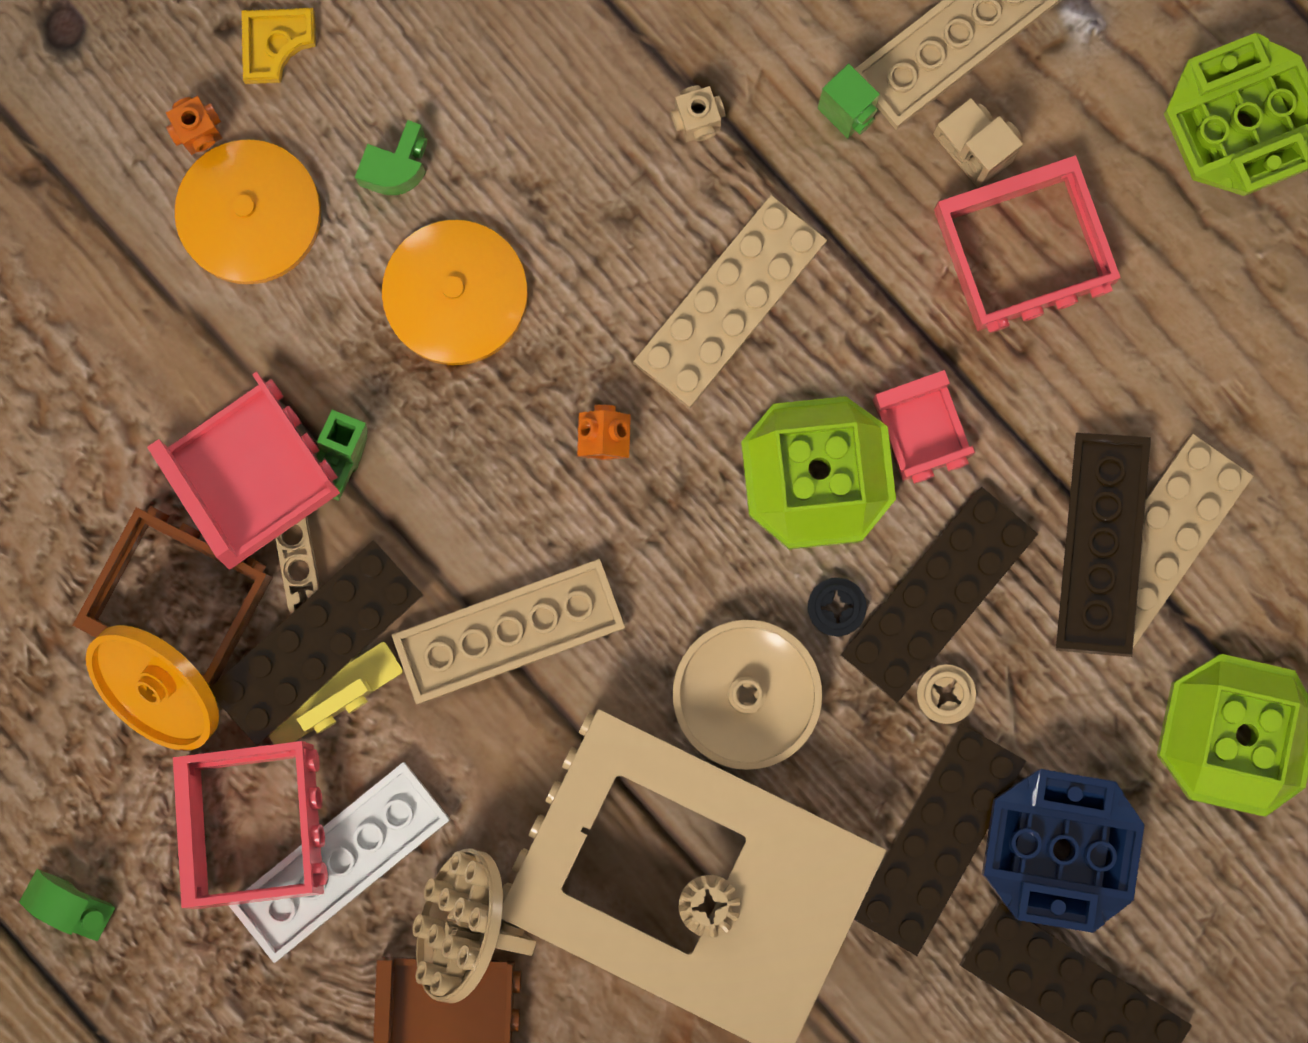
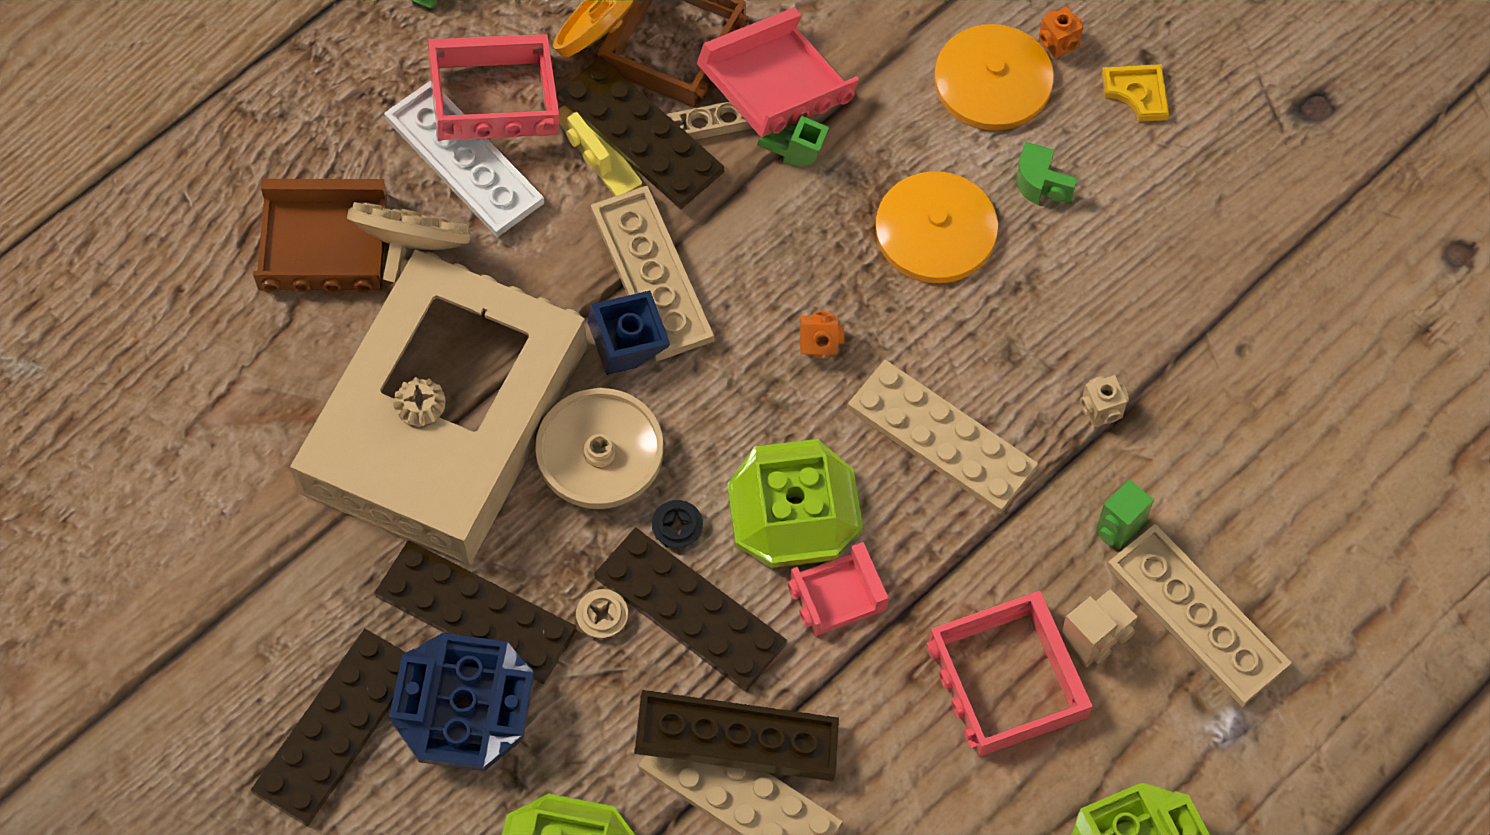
camera: 85 degrees right, 20 degrees down
(595, 659) = (627, 331): none -> dark blue slope

